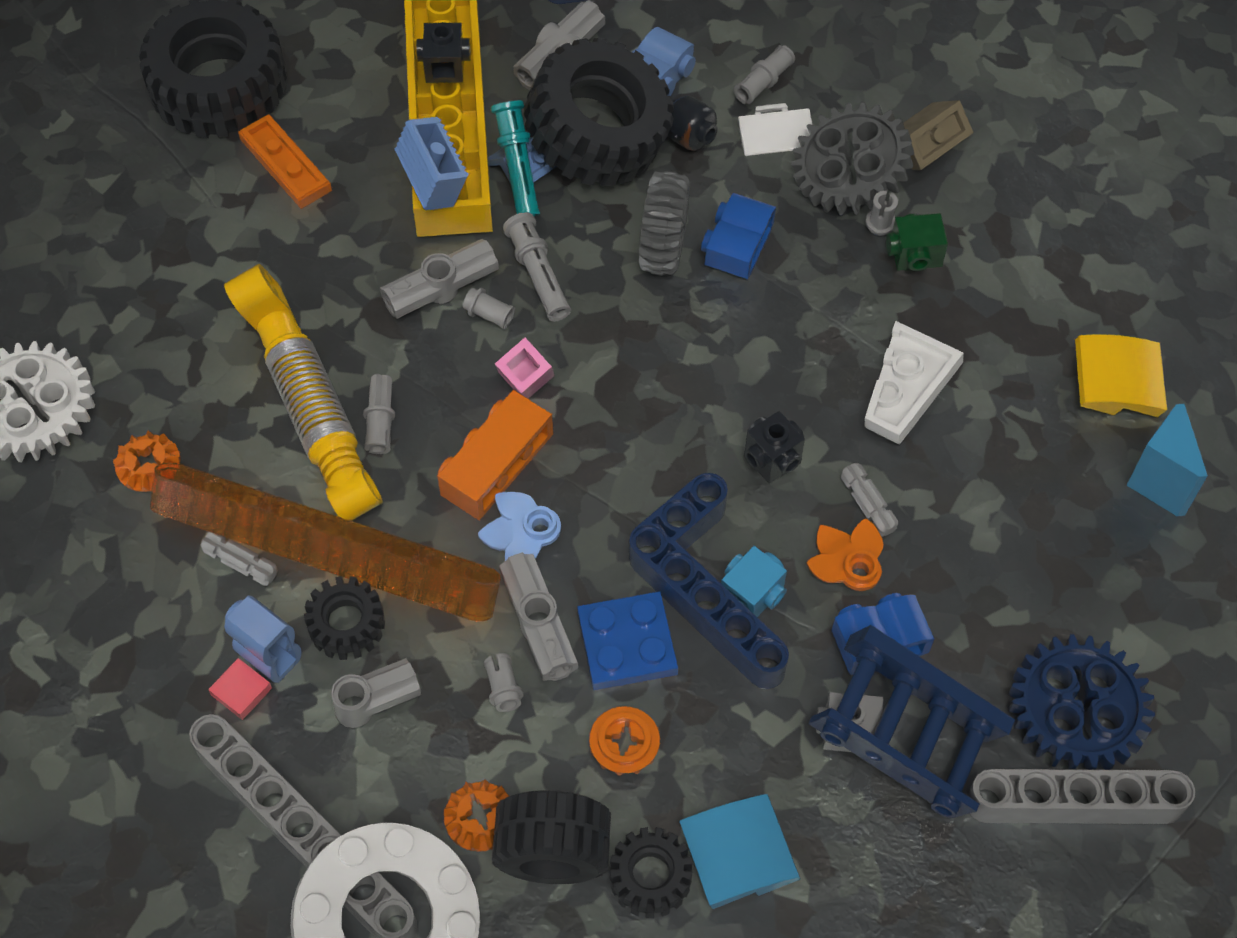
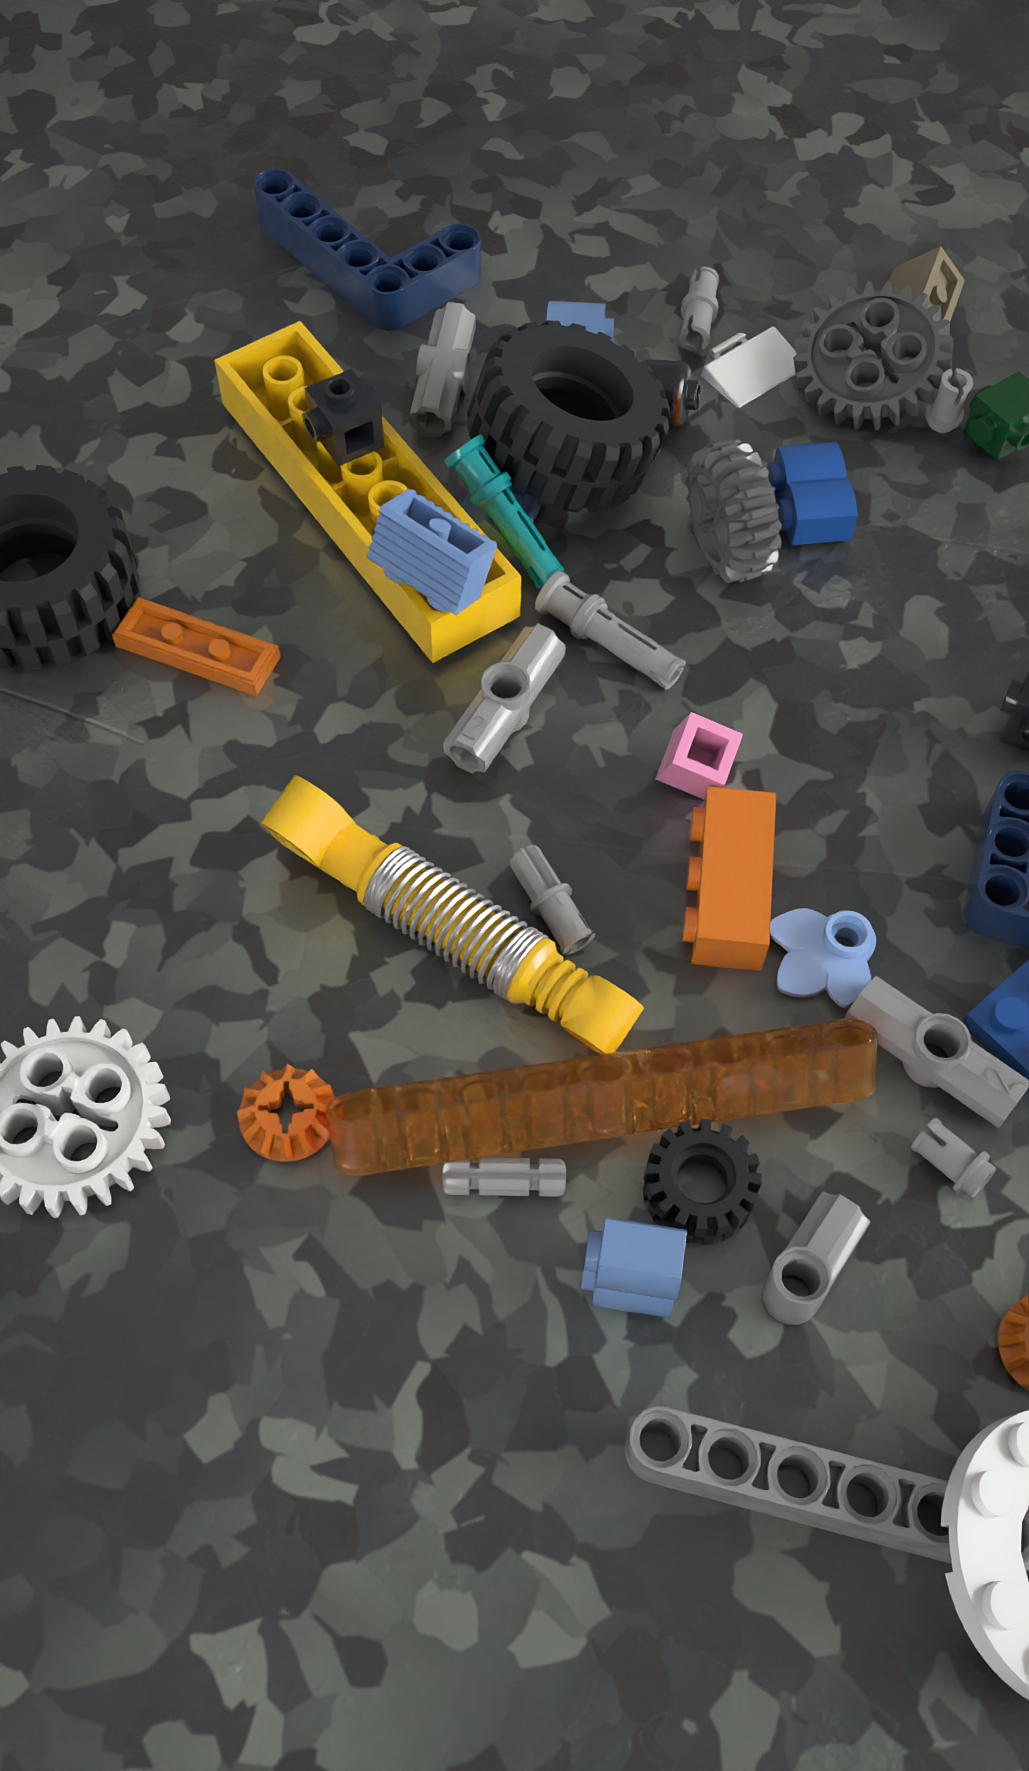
camera: 30 degrees left, 0 degrees up
(240, 689) = (632, 1352): coral tile -> none
(488, 307) = (587, 706): light grey pin -> none

